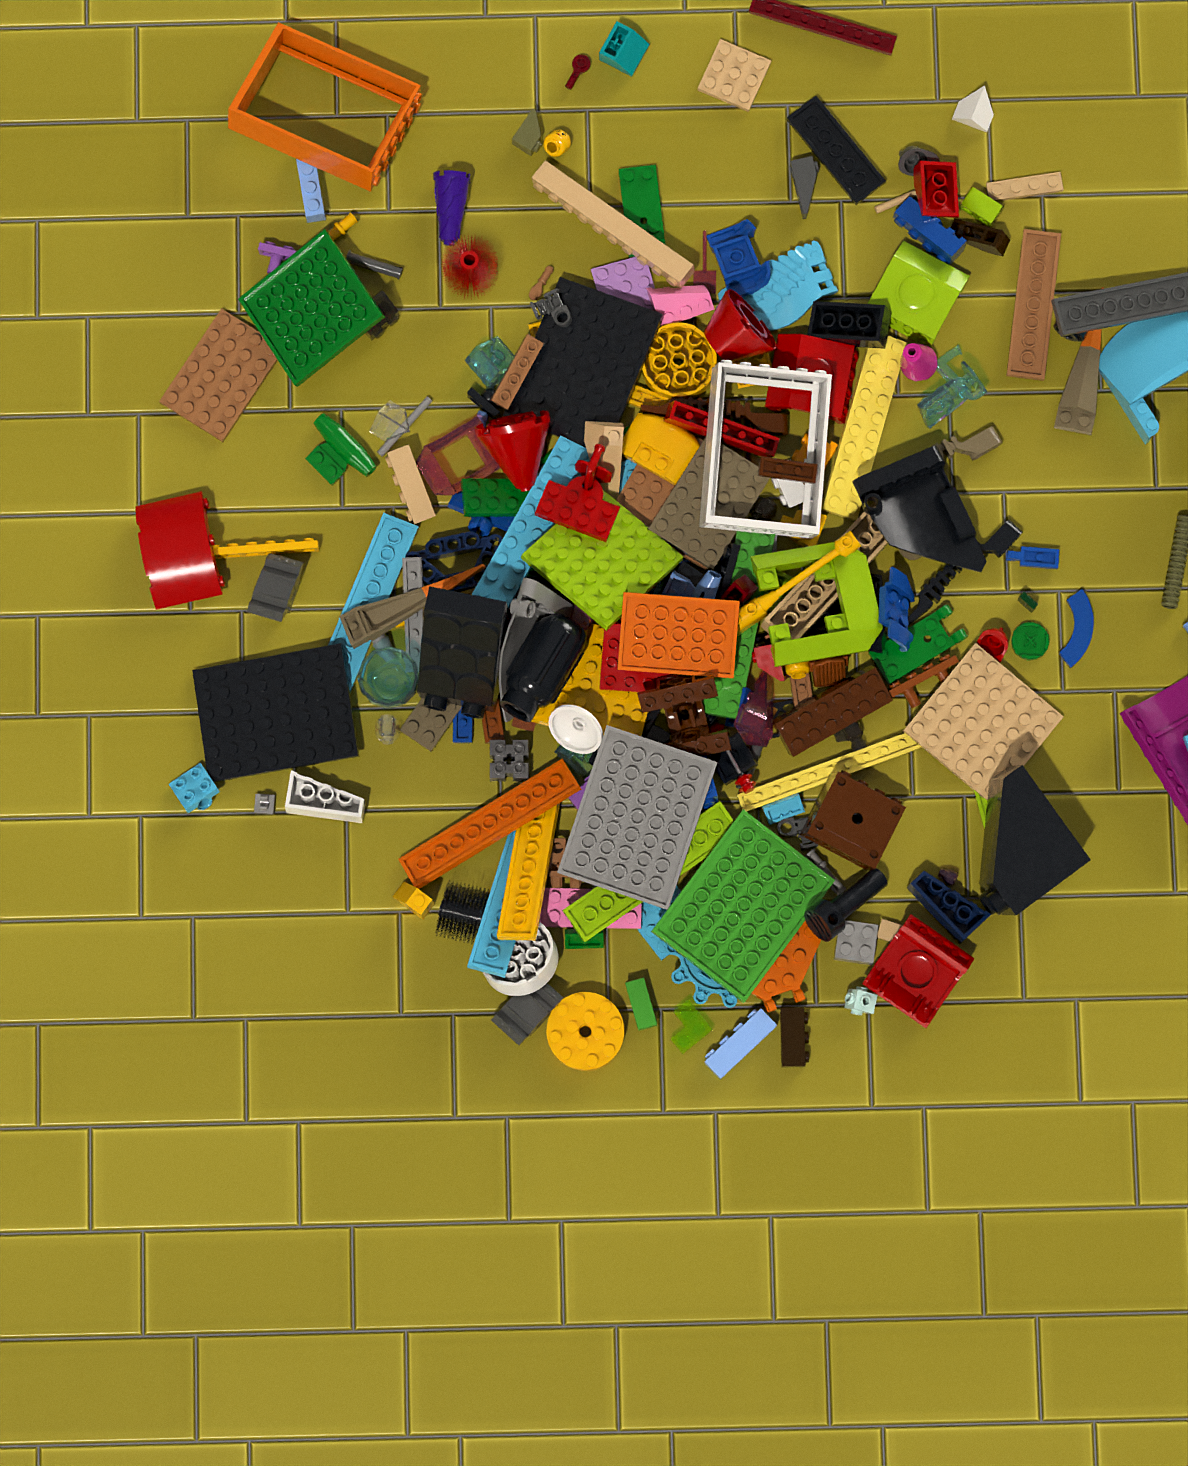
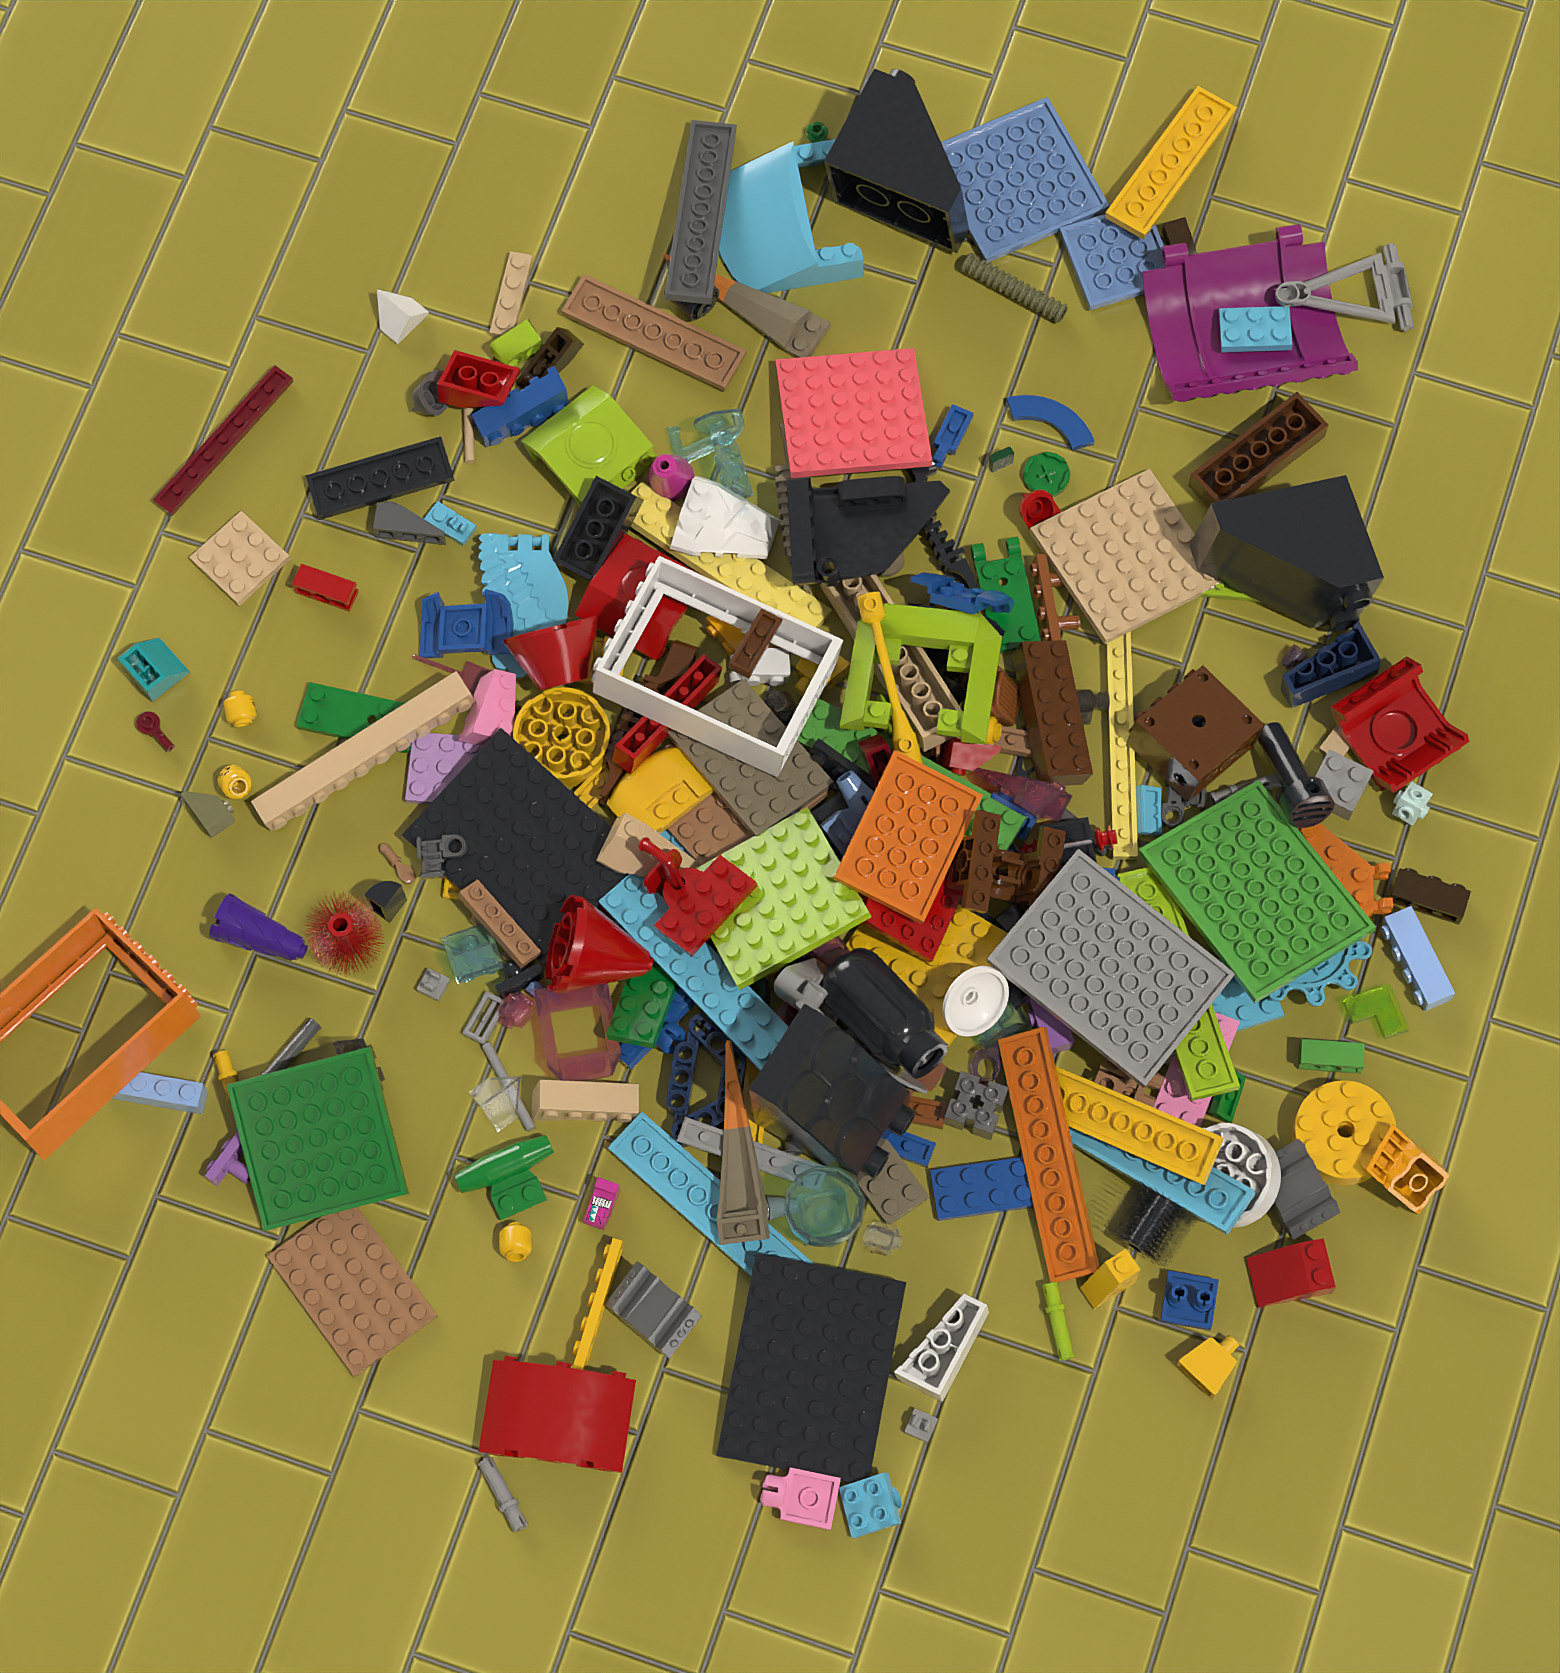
camera: 70 degrees left, 10 degrees down
(113, 535) = (507, 1502): none -> light grey pin
(183, 740) = (802, 1497): none -> bright pink plate
(292, 474) = (515, 1242): none -> yellow head
(341, 524) = (602, 1203): none -> dark pink leg
(373, 873) = (1058, 1322): none -> lime pin
(379, 991) = (1210, 1364): none -> yellow torso
(421, 961) = (1189, 1300): none -> blue plate
(450, 785) = (981, 1188): none -> blue plate
(451, 391) = (476, 1036): none -> light grey tile
(460, 344) = (433, 985): none -> light grey tile
(460, 410) = (516, 1010): none -> clear pink head
(467, 1027) = (1291, 1273): none -> red slope
(506, 285) = (386, 899): none -> black brick
(551, 757) = (991, 1053): none -> piece
(570, 1084) = (1406, 1169): none -> light orange slope
(615, 124) = (240, 709): none -> yellow head
(732, 146) = (325, 587): none -> red piece
(820, 215) = (451, 523): none -> medium azure plate
(893, 413) = (722, 523): none -> white wedge
(1021, 477) = (853, 413): none -> coral plate
(1104, 794) = (1259, 452): none -> reddish brown brick

